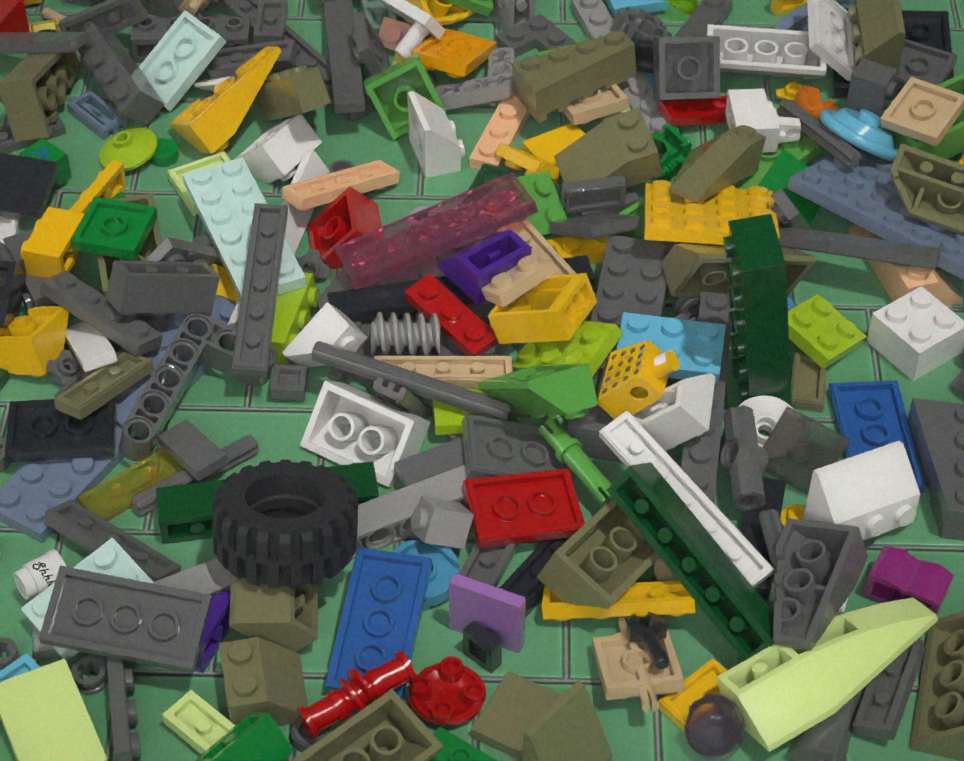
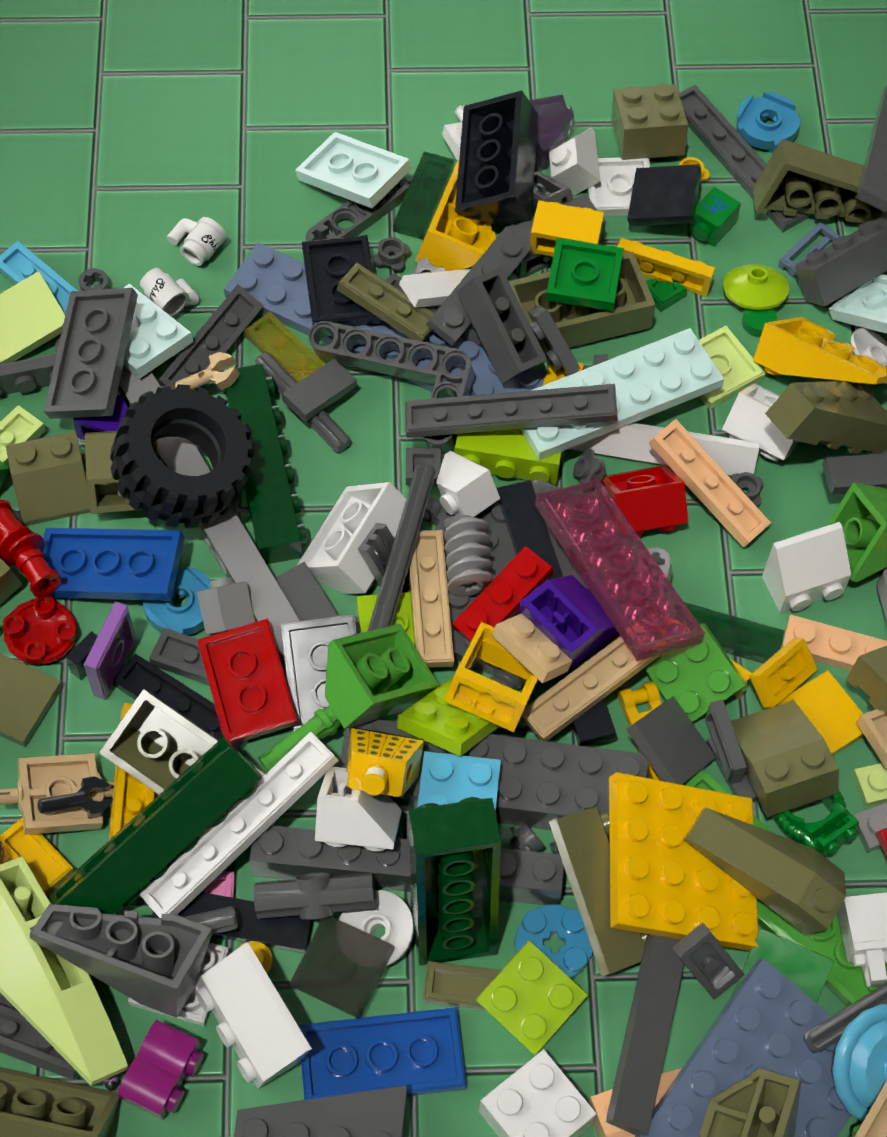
camera: 85 degrees right, 15 degrees up
(25, 391) = (391, 246): none -> dark grey plate
(164, 530) = (213, 373): none -> tan bar

